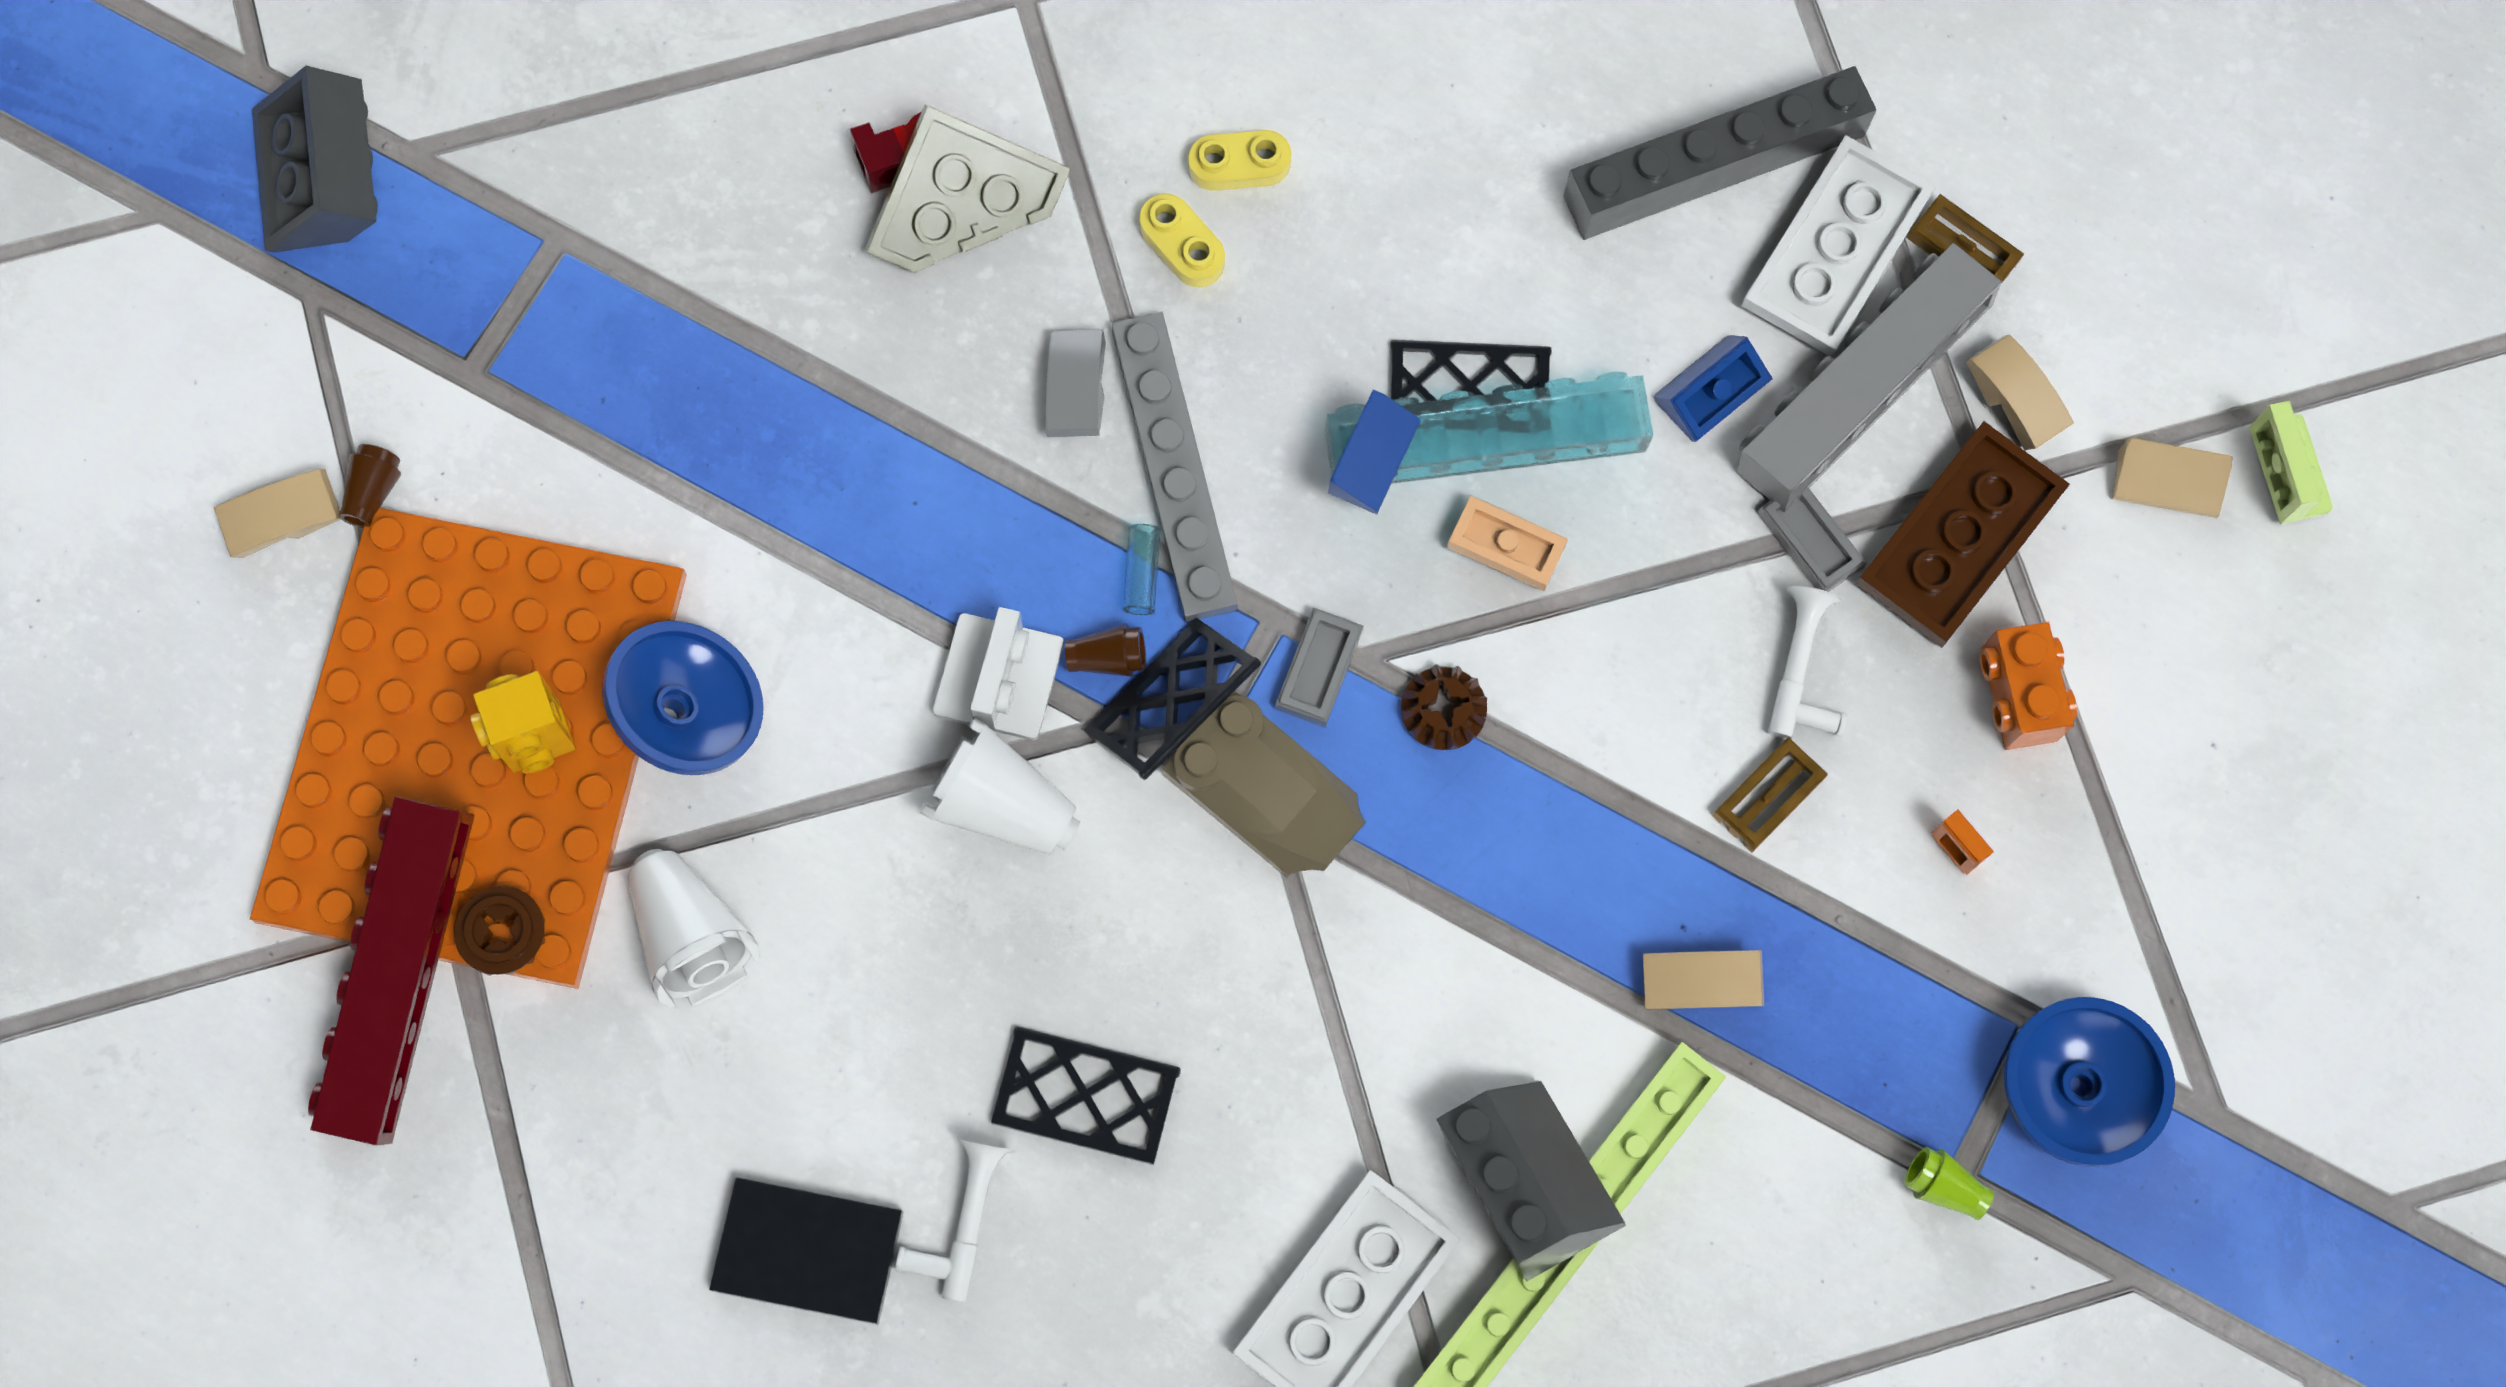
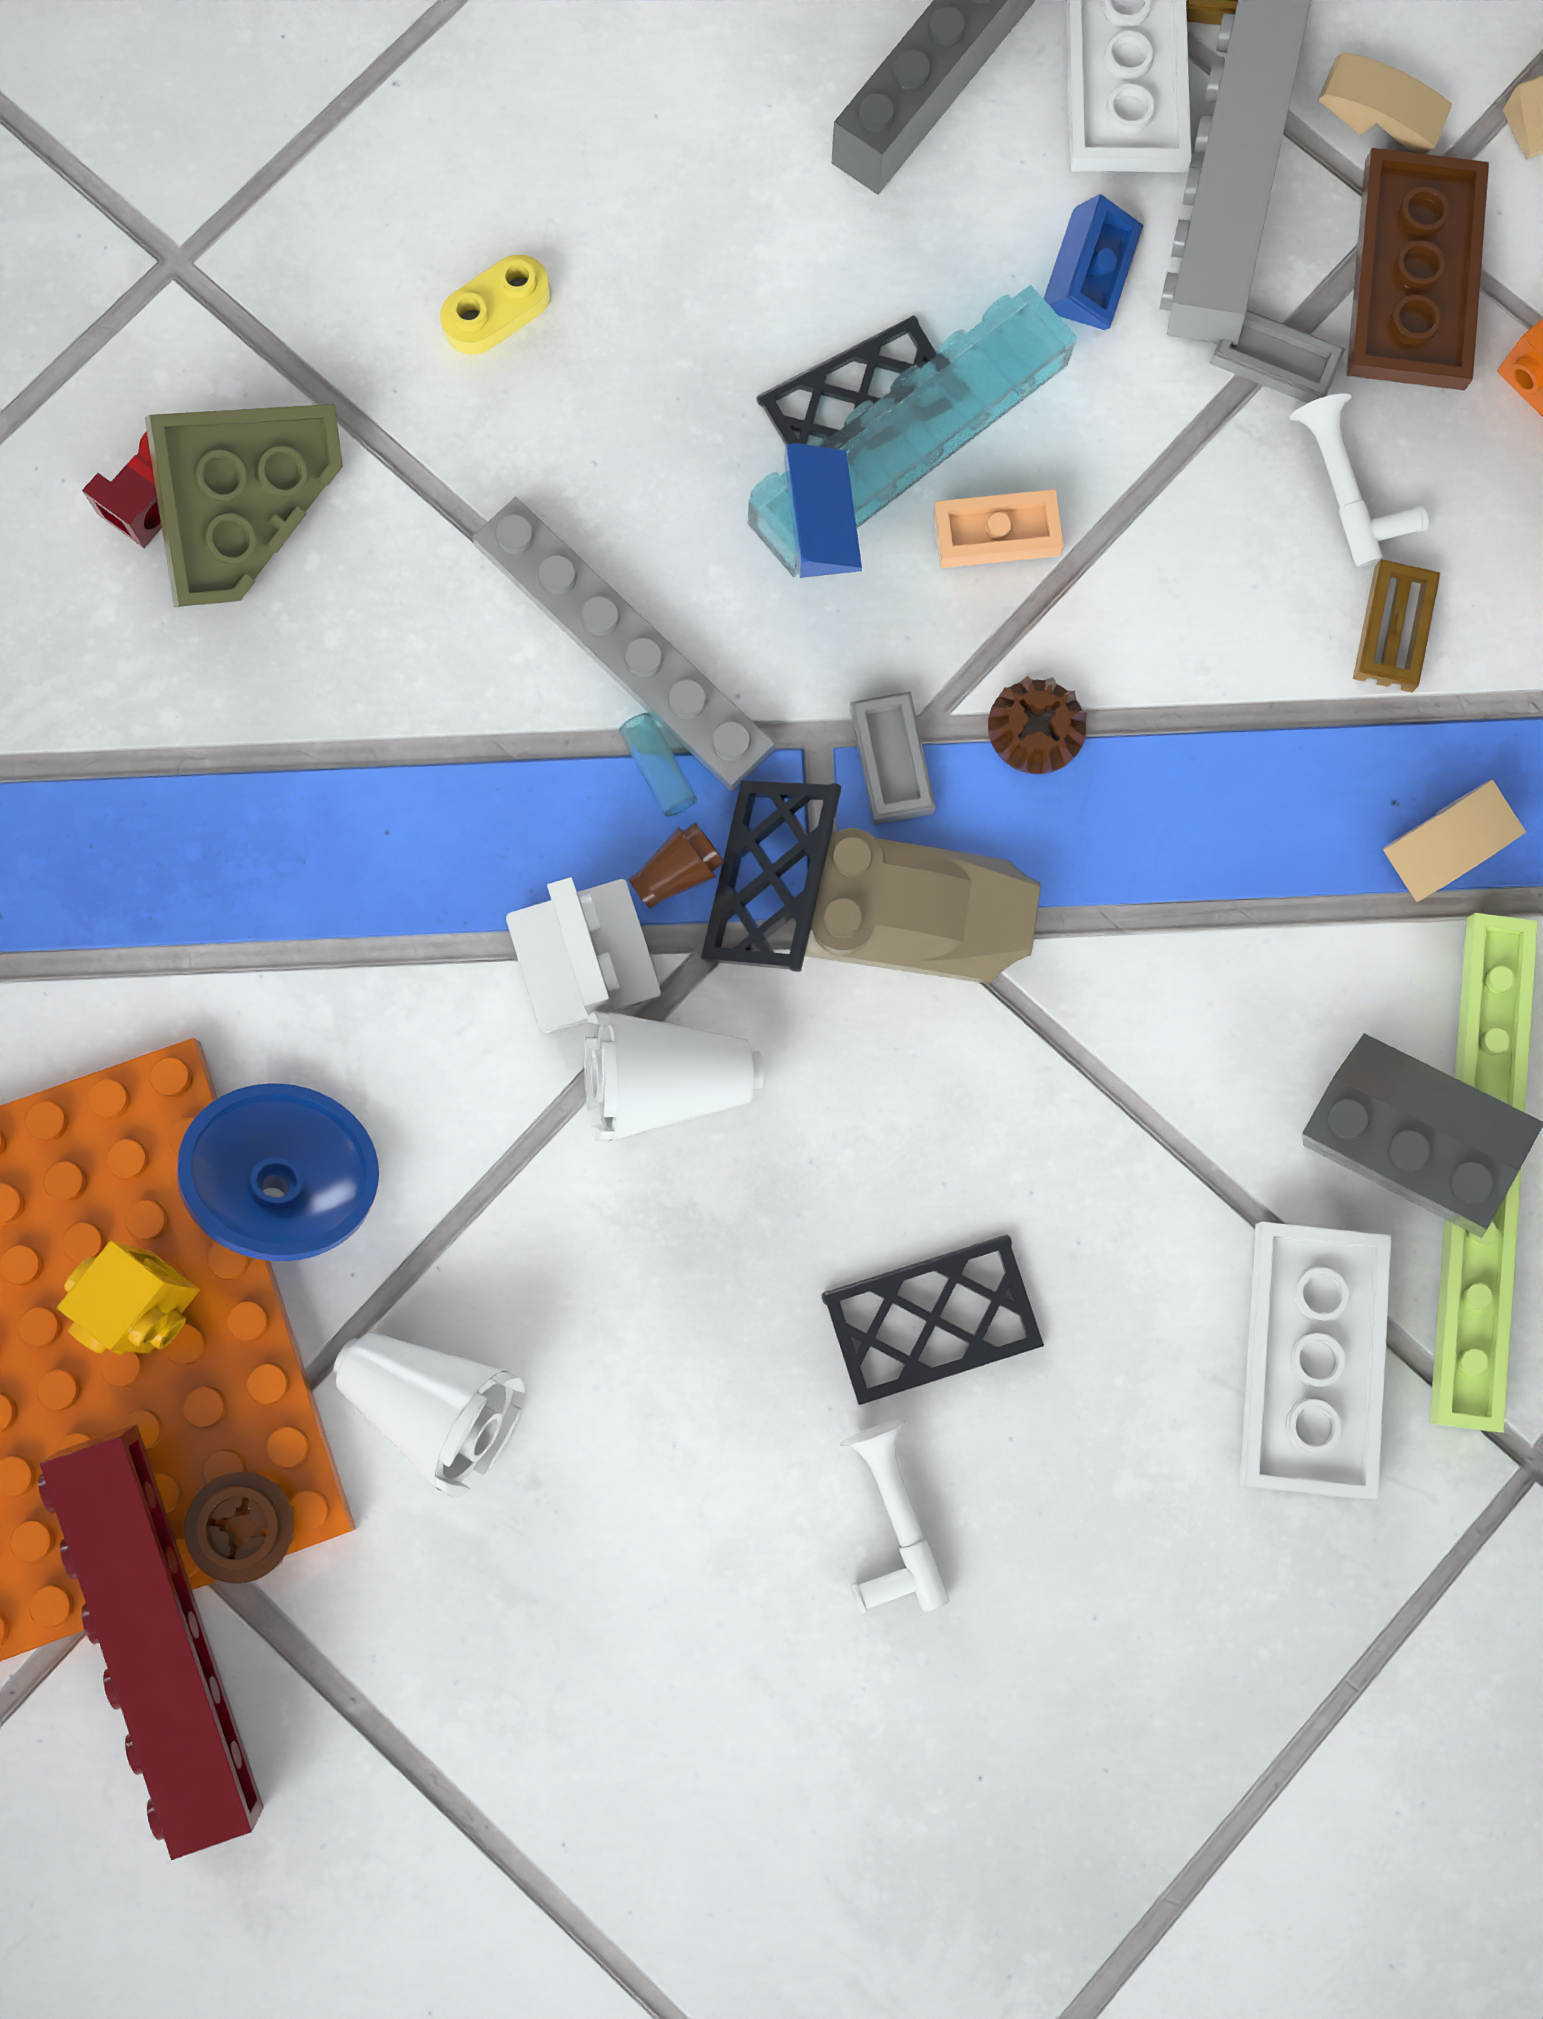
camera: 30 degrees left, 5 degrees up
(806, 1251) = (758, 1651): black tile -> none
(1075, 383) = (474, 617): light grey slope -> none
(1179, 238) = (485, 415): light yellow plate -> none

